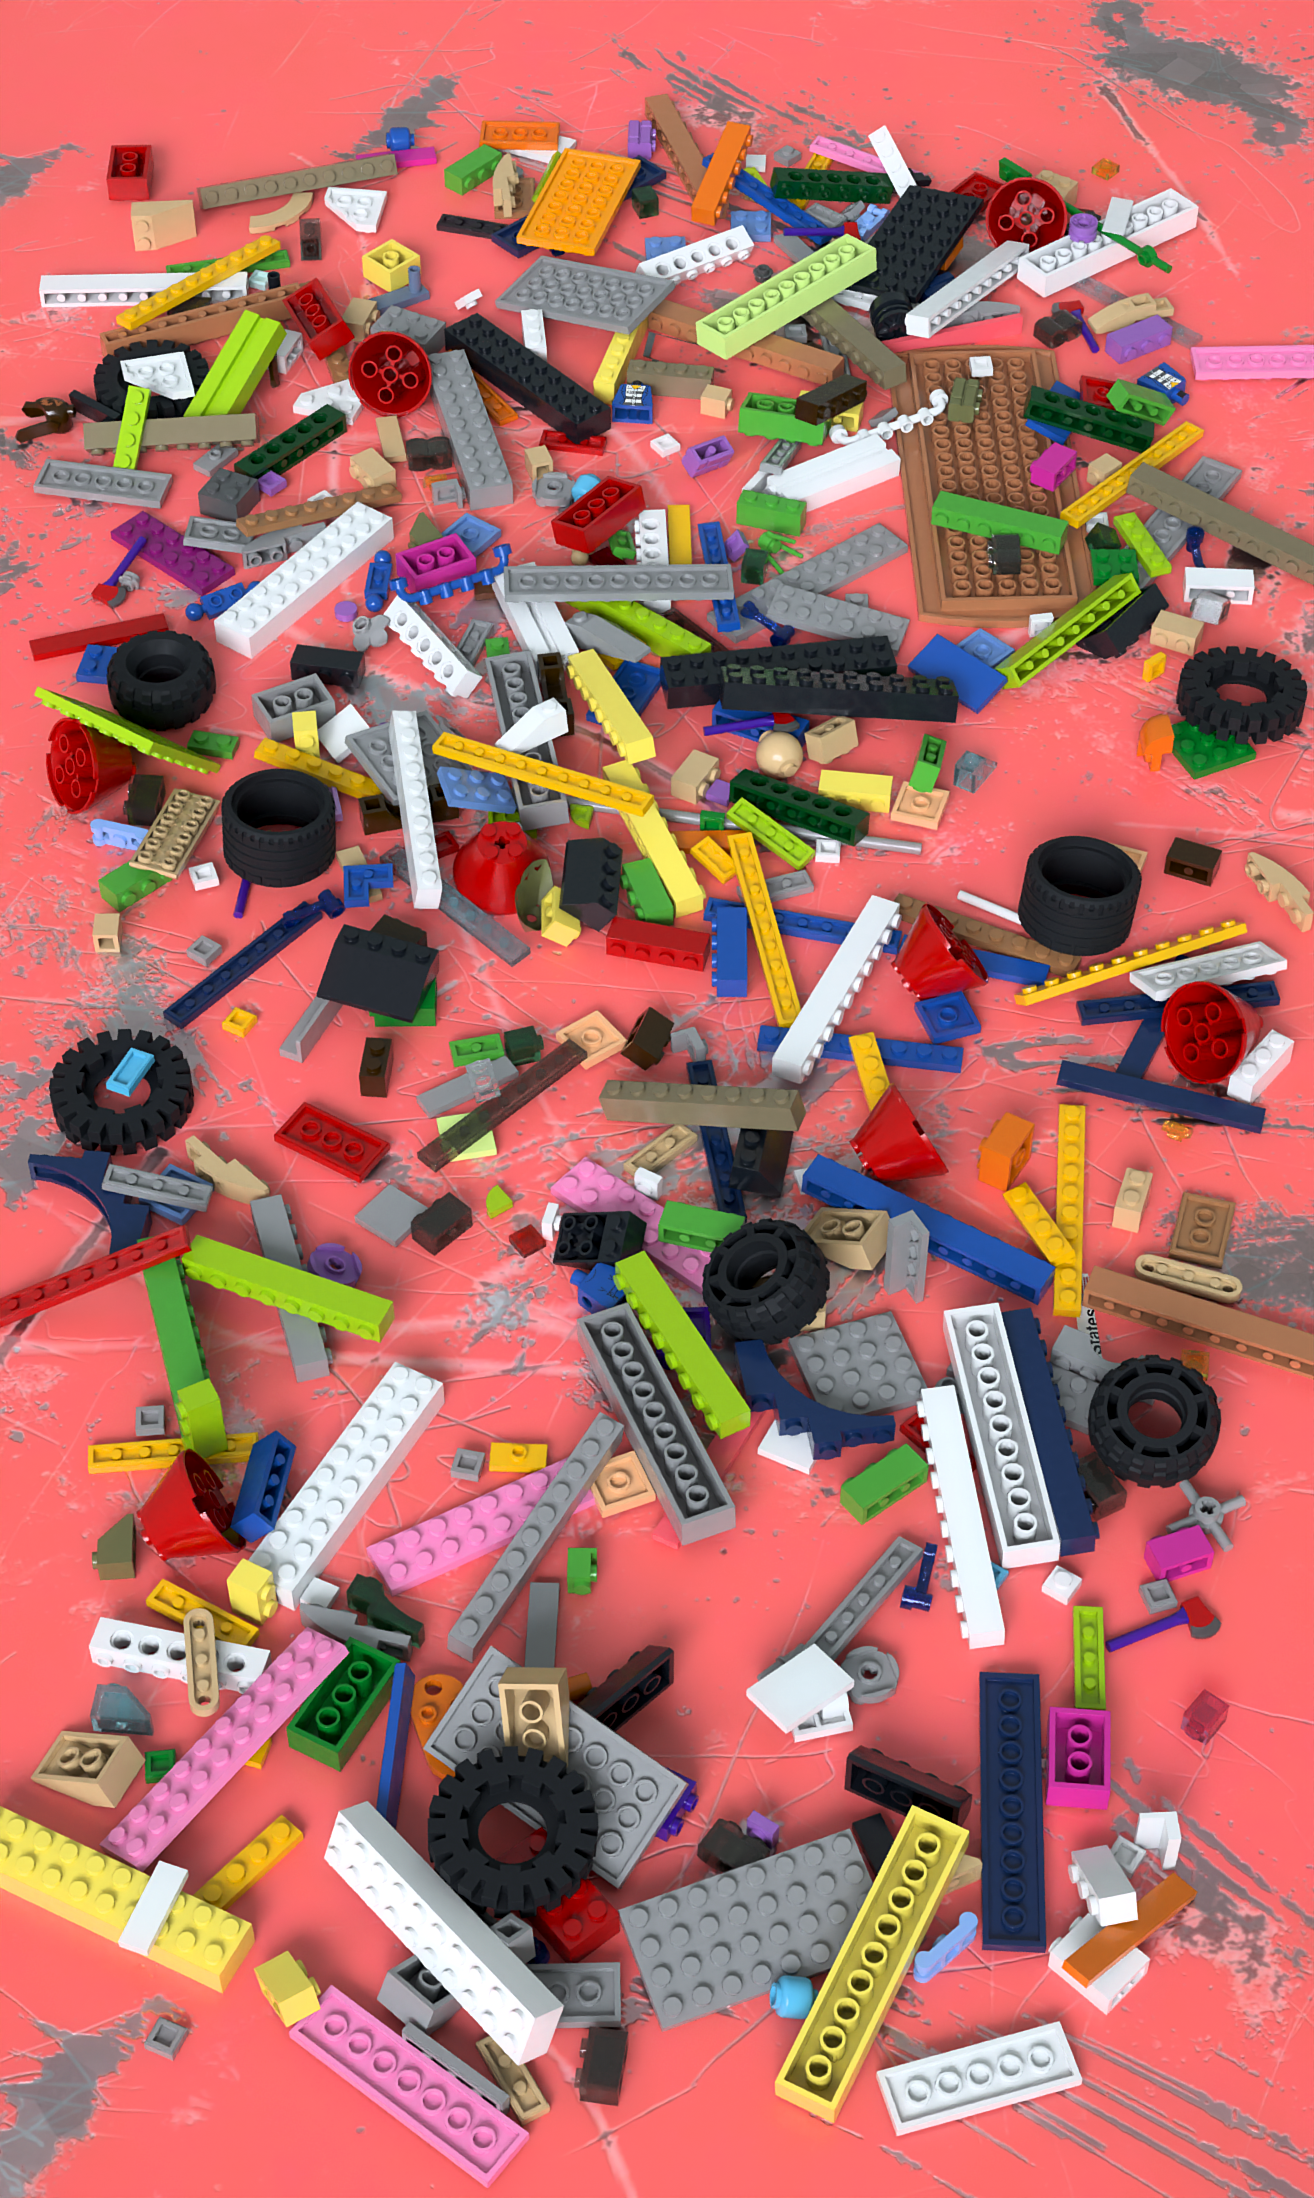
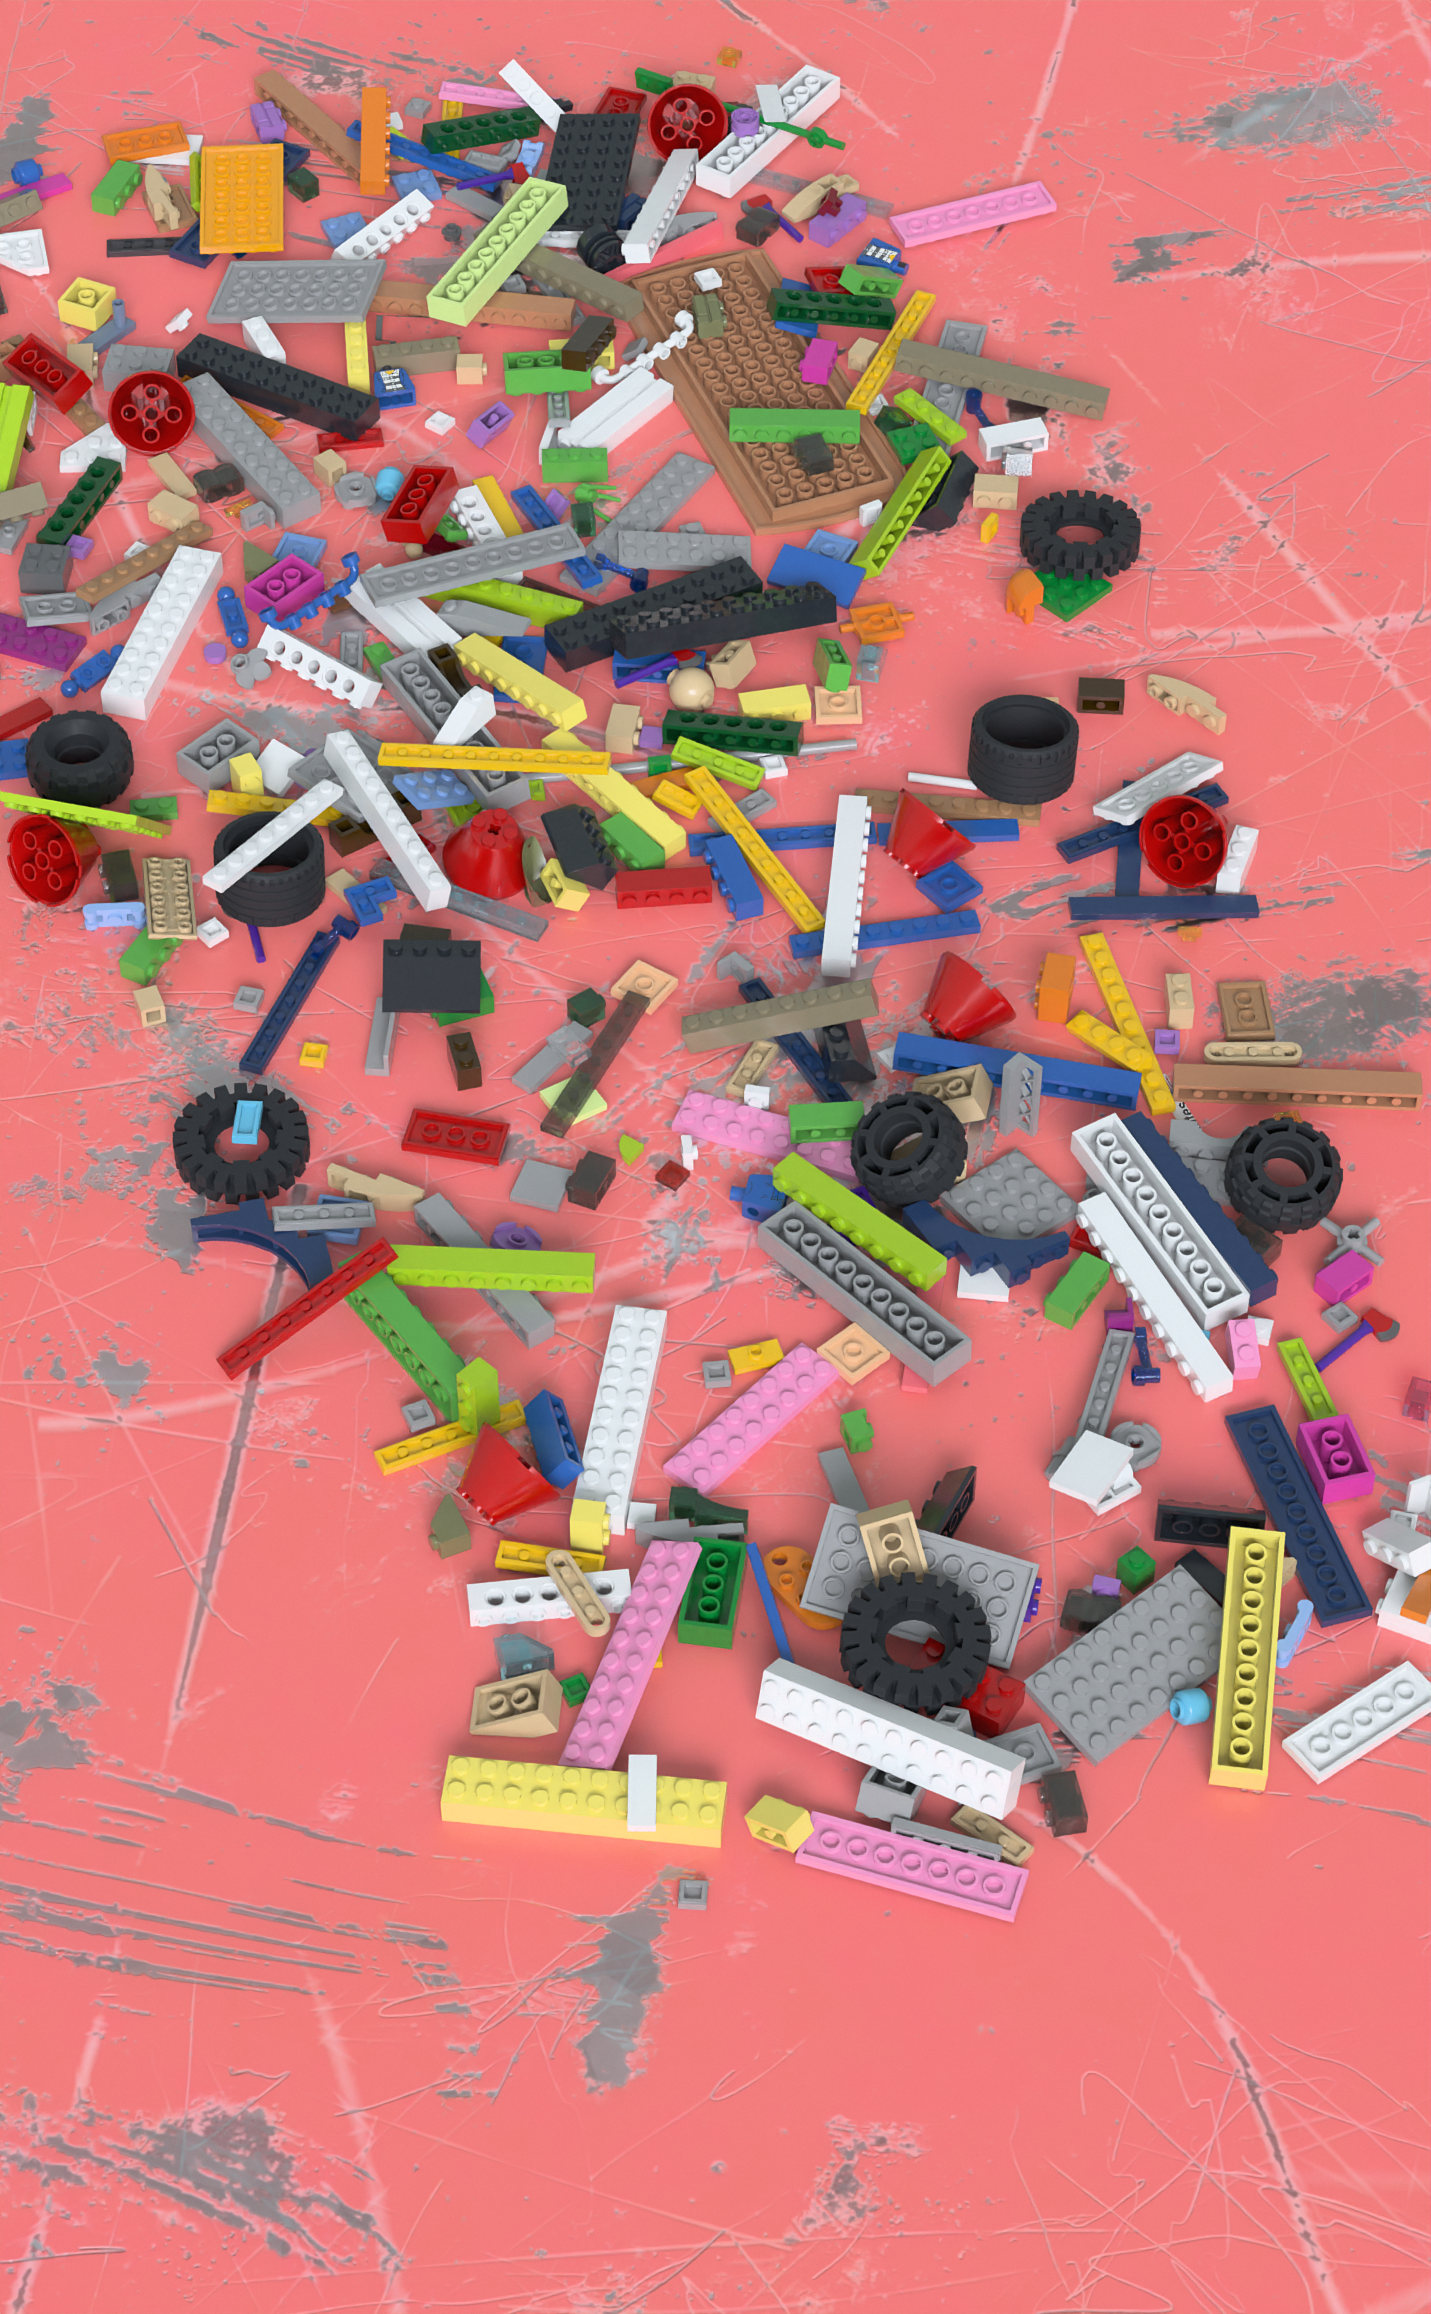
camera: 20 degrees left, 0 degrees up
(250, 1864) = (695, 1739): yellow plate -> none
(284, 795) = (272, 835): none -> white plate
(330, 665) = (239, 706): black brick -> none
(474, 1049) = (545, 1023): bright green plate -> none
(535, 1538) = (809, 1414): light grey brick -> none
(598, 1238) = (737, 1155): black slope -> none
(648, 1038) = (696, 972): dark brown brick -> none
(803, 1818) = (1135, 1570): none -> green brick
(869, 1067) = (907, 952): yellow plate -> none
(915, 1528) = (1120, 1319): none -> magenta panel
(997, 734) = (876, 623): none -> orange plate
(1030, 1602) = (1242, 1349): none -> bright pink brick
(1101, 1240) = (1167, 1042): none -> medium lavender plate
(1122, 964) = (1081, 801): yellow plate -> none
(1133, 321) = (830, 203): none -> dark red tile

